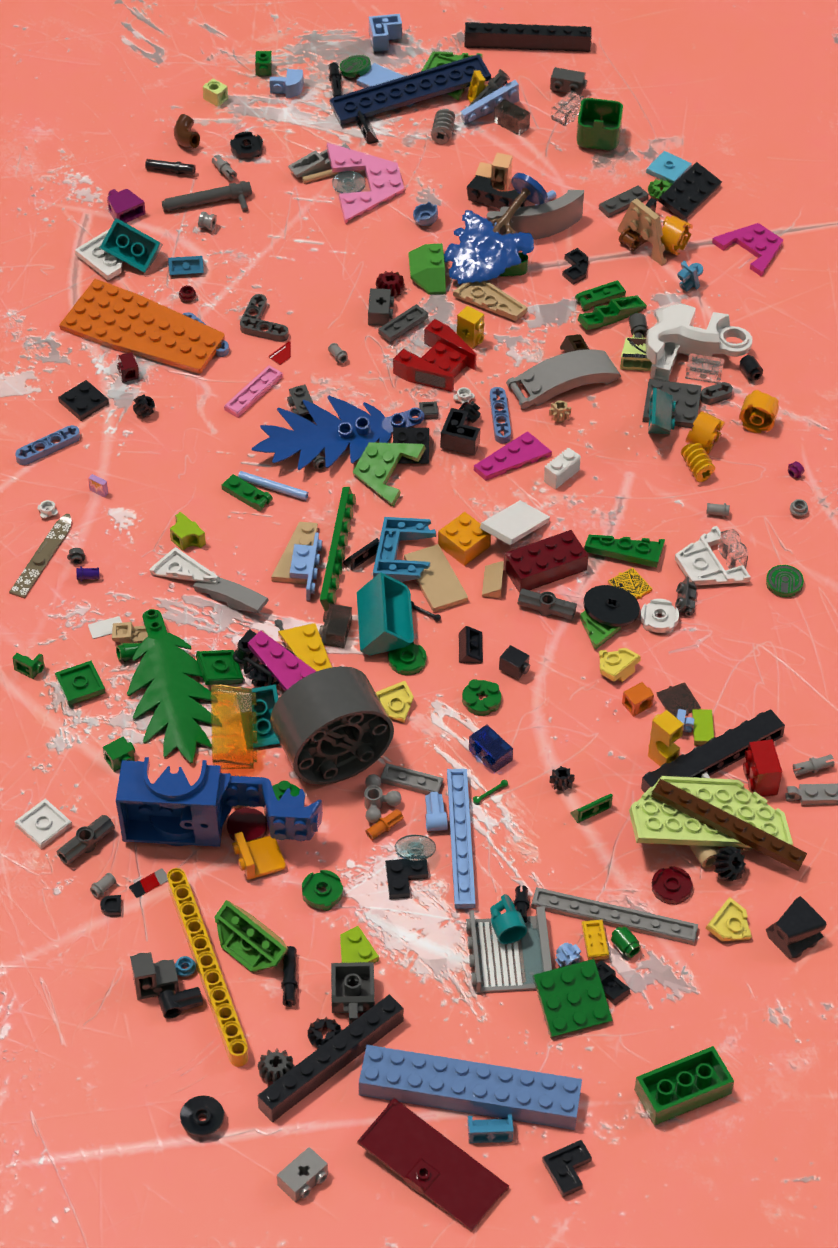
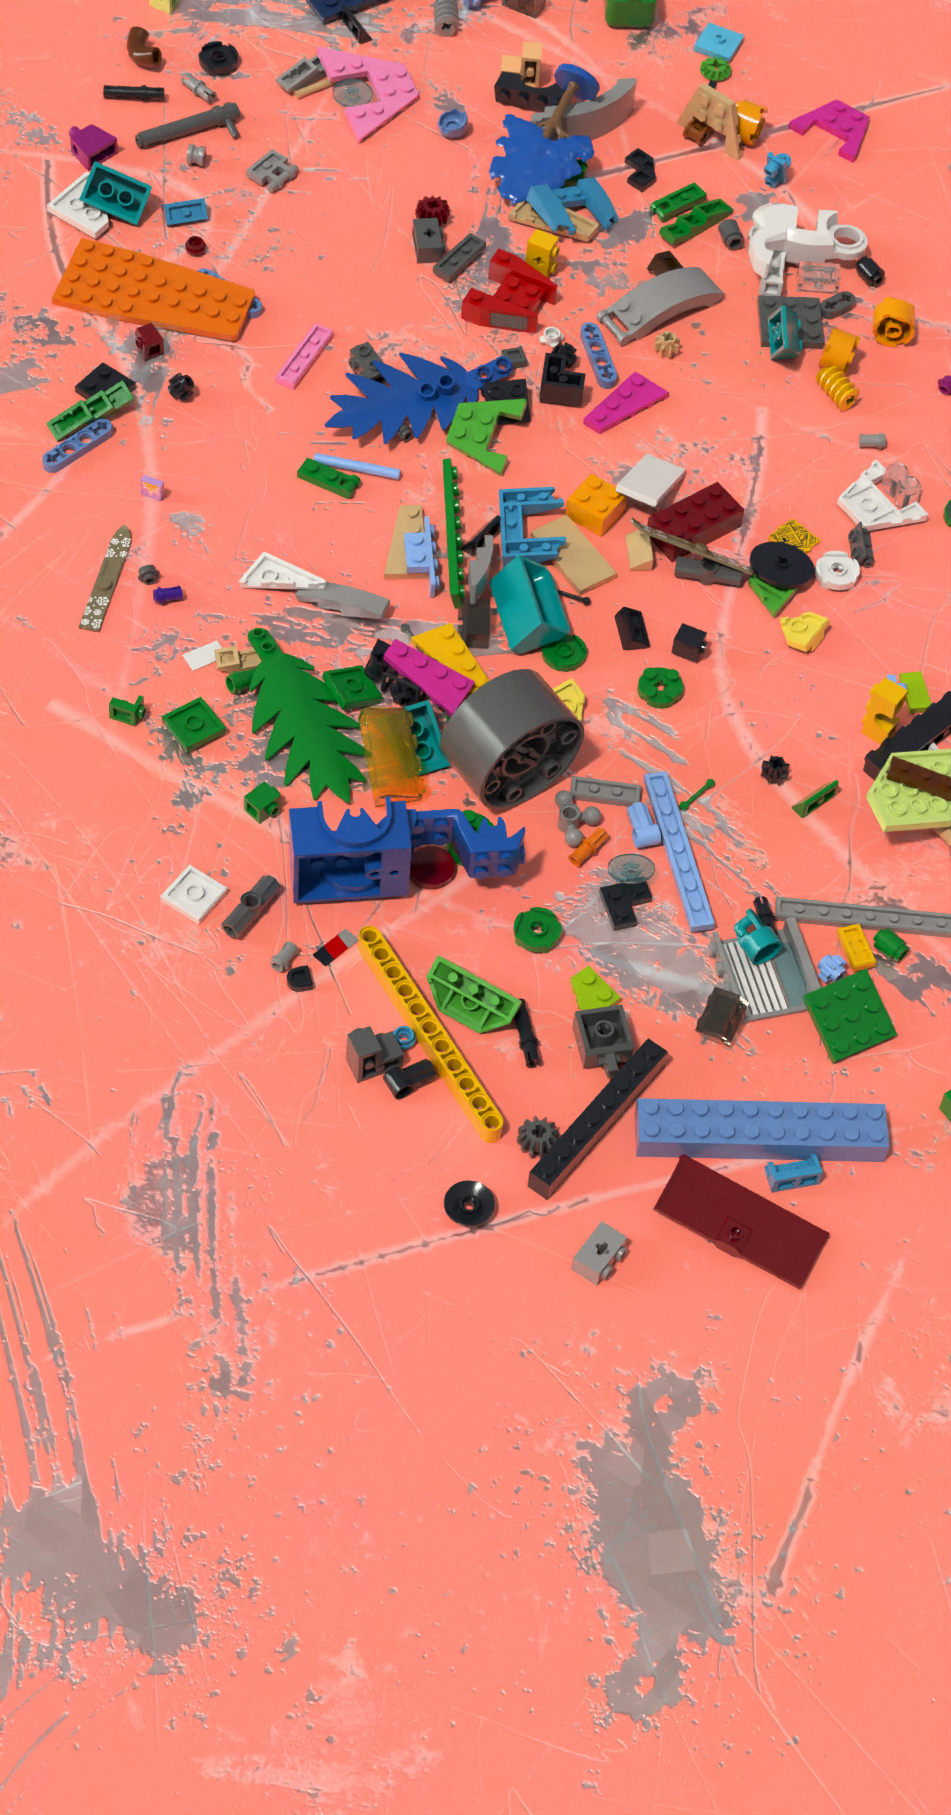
camera: 15 degrees left, 5 degrees up
(47, 509) = (98, 522): white plate -> none
(58, 419) = (86, 412): none -> green slope
(186, 533) = (272, 533): lime brick -> none
(252, 324) = (284, 272): dark grey beam -> none
(258, 856) = (454, 900): light orange bracket -> none
(262, 237) = (269, 165): none -> light grey plate
(282, 354) = (325, 308): red sticker -> none
(315, 1031) = (572, 1096): black gear -> none
(340, 355) = (396, 303): light grey pin -> none
(350, 582) = (480, 569): none -> light grey slope
(428, 268) = (473, 187): bright green wedge -> none
(458, 984) = (721, 1016): none -> clear smoke brick
(488, 287) = (552, 203): none -> dark azure wedge
(490, 748) = (686, 744): clear blue brick -> none
(536, 583) = (699, 548): none -> dark tan piece
(561, 468) = (686, 411): white brick -> none
(562, 1164) = (882, 1203): black plate -> none
(613, 988) = (892, 999): black slope -> none
(622, 201) = (676, 87): dark grey plate -> none
(634, 354) = (737, 268): torso -> none
(635, 551) = (797, 498): green wing -> none
(638, 699) = (836, 668): orange brick -> none
(672, 885) = (924, 875): dark red tile -> none
(678, 698) = (878, 663): clear smoke piece -> none
(689, 191) = (750, 68): black plate -> none

